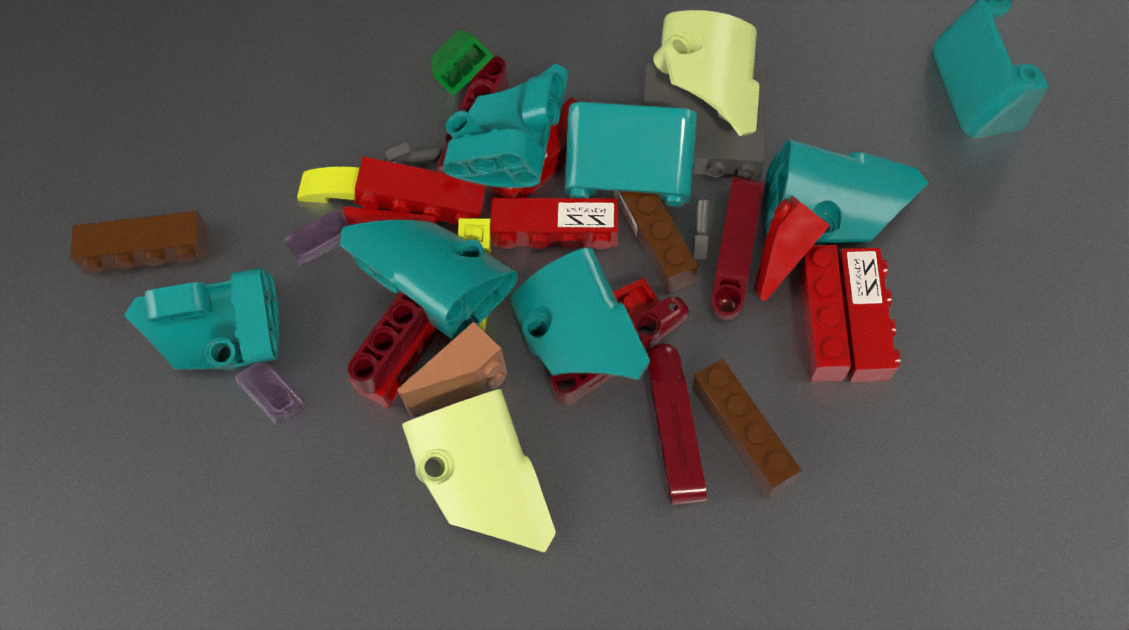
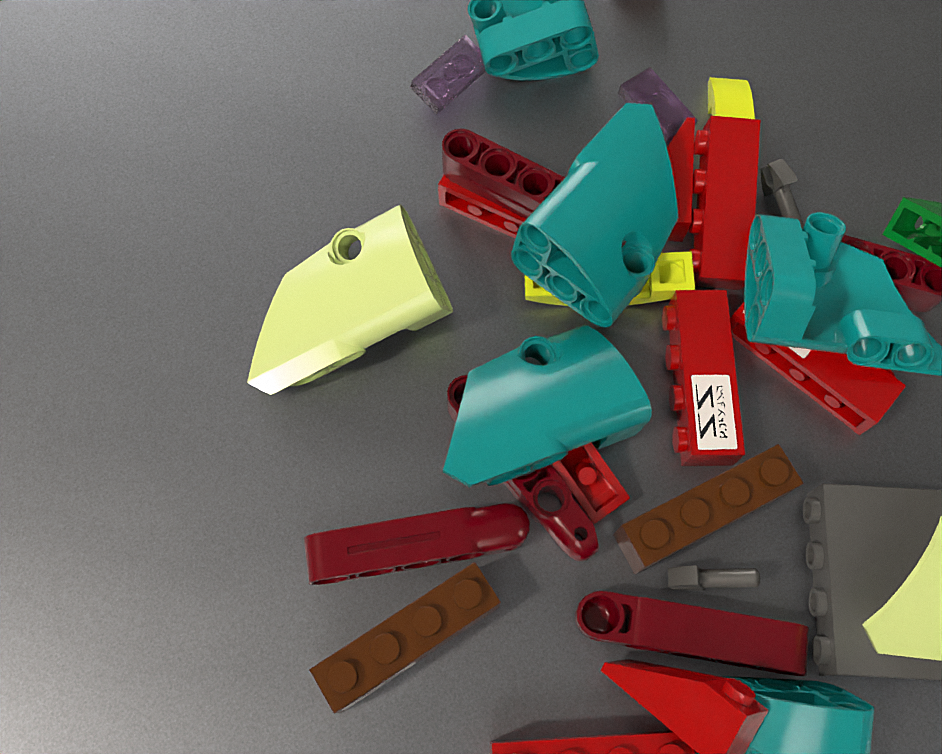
camera: 80 degrees right, 5 degrees up
(457, 373) = (479, 268): nougat slope -> none
(630, 150) = (817, 467): teal windscreen -> none

